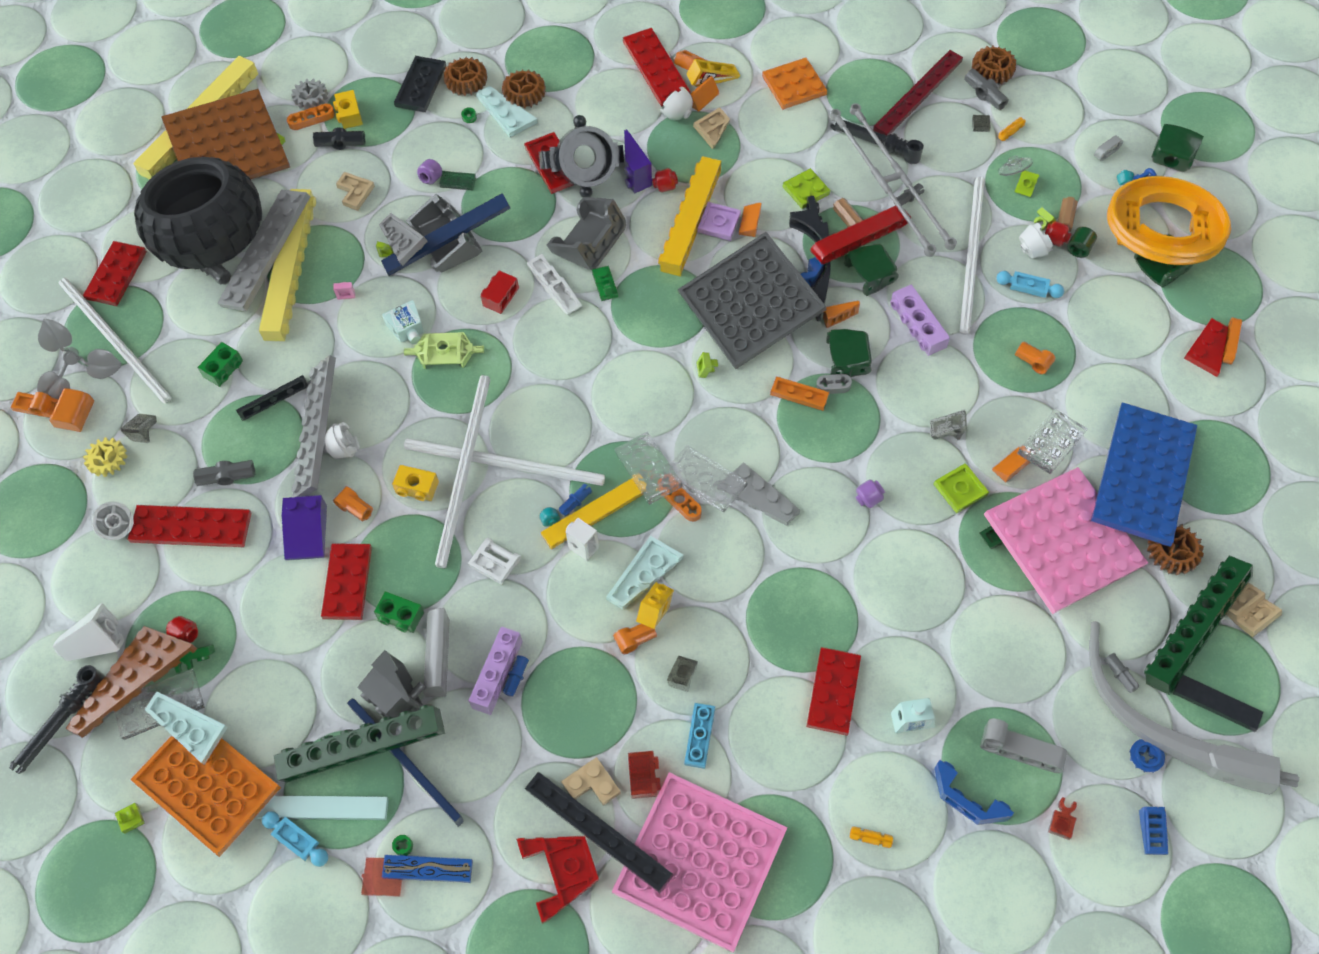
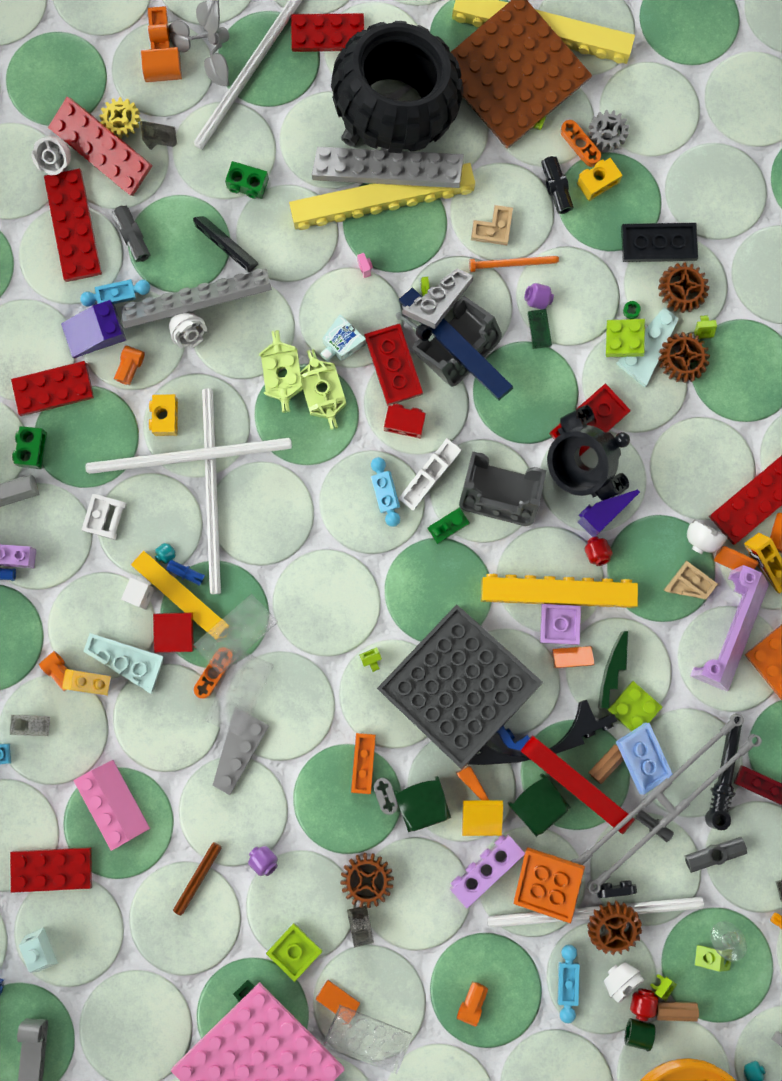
camera: 70 degrees right, 20 degrees up
(124, 479) = (100, 146): none -> plate
(273, 504) = (116, 292): none -> medium azure plate
(381, 212) = (473, 265): none -> orange bar
(401, 370) = (274, 358): none -> yellowish green plate
(424, 255) = (422, 331): none -> black hinge
(444, 289) = (393, 364): none -> red plate
(491, 121) = (625, 338): none -> lime plate
(504, 68) = (705, 328): none -> lime tile
(557, 321) = (385, 492): none -> medium azure plate
(629, 523) = (173, 632): none -> red tile
(731, 86) = (752, 587): none -> lavender windscreen
(765, 191) = (616, 662): none -> dark green slope
(783, 617) = (111, 804): none -> bright pink slope
(850, 185) = (644, 758): none -> light blue plate
(872, 310) = (482, 817): none -> yellow tile
(874, 557) = (197, 878): none -> dark orange axle
(905, 419) = (354, 891): none -> dark orange gear
(942, 160) = (728, 851): none -> dark grey piece
(942, 272) = (549, 885): none -> orange plate
(957, 227) = (623, 889): none -> black plate
(988, 237) = (615, 920): none -> dark orange gear

